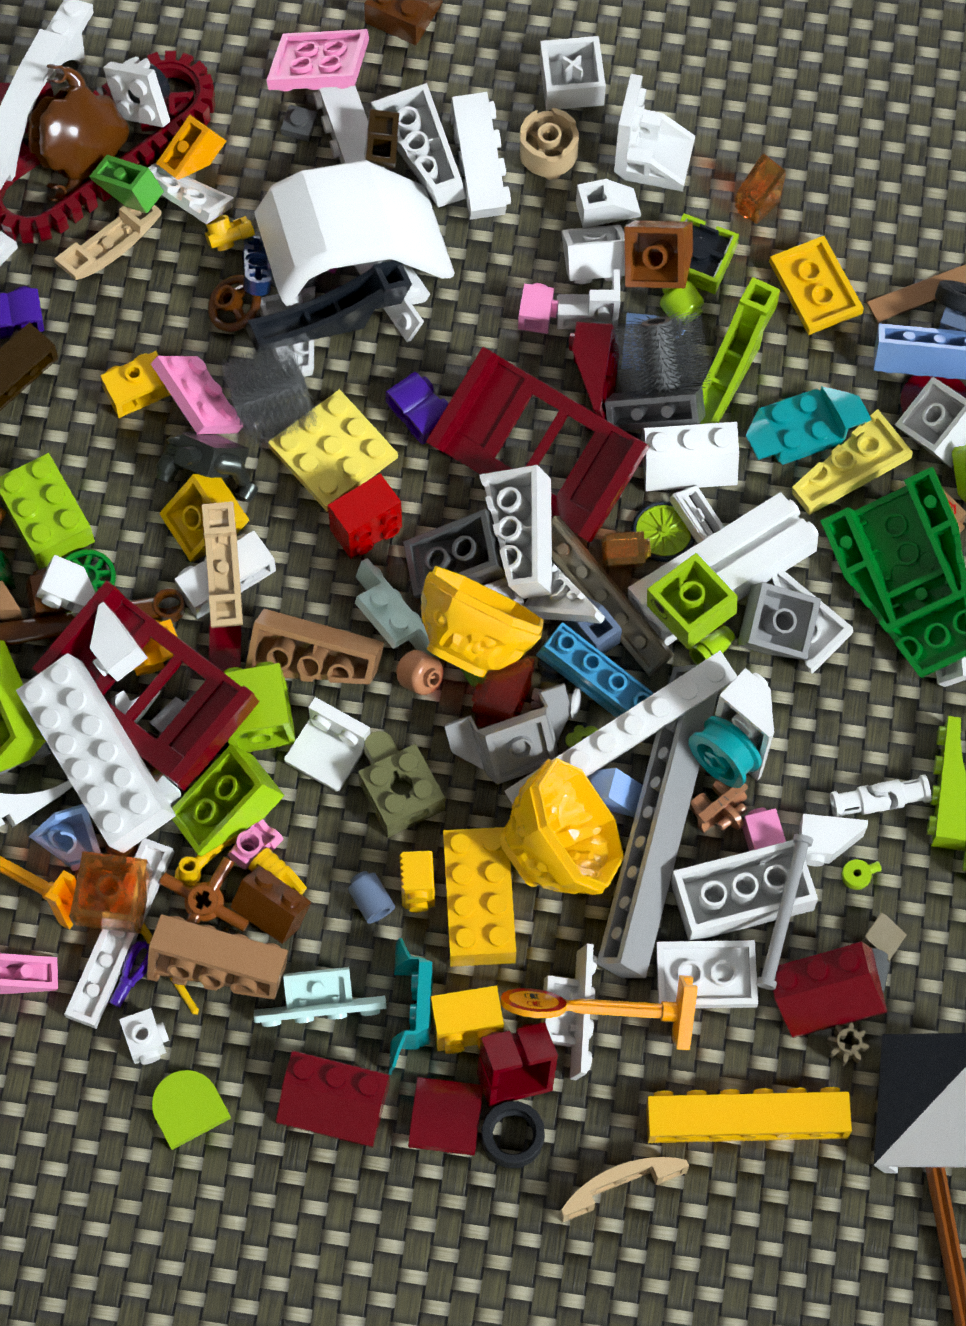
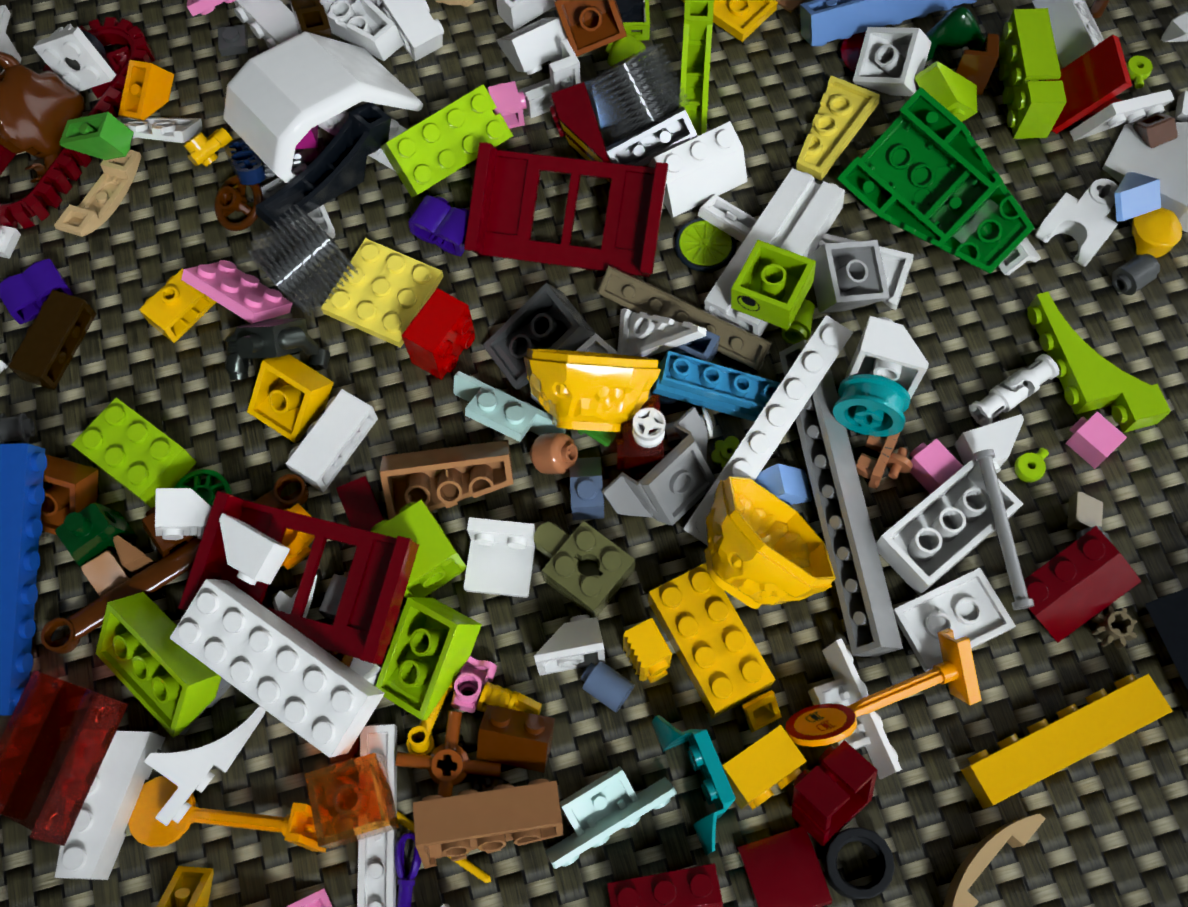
camera: 20 degrees left, 0 degrees up
(68, 835) = (286, 758): light blue slope -> none
(222, 564) = (325, 431): tan slope -> none
(353, 849) = (572, 646): none -> white slope
(434, 711) = (586, 489): none -> sand blue slope
(458, 324) = (446, 141): none -> lime piece
(495, 974) = (761, 710): none -> yellow slope
(504, 678) = (648, 420): none -> white wheel
(522, 524) = (585, 283): white wedge -> none
(625, 550) = (685, 268): clear orange brick -> none
(805, 424) = (782, 107): teal piece -> none
(929, 874) = (1094, 439): none -> bright pink brick

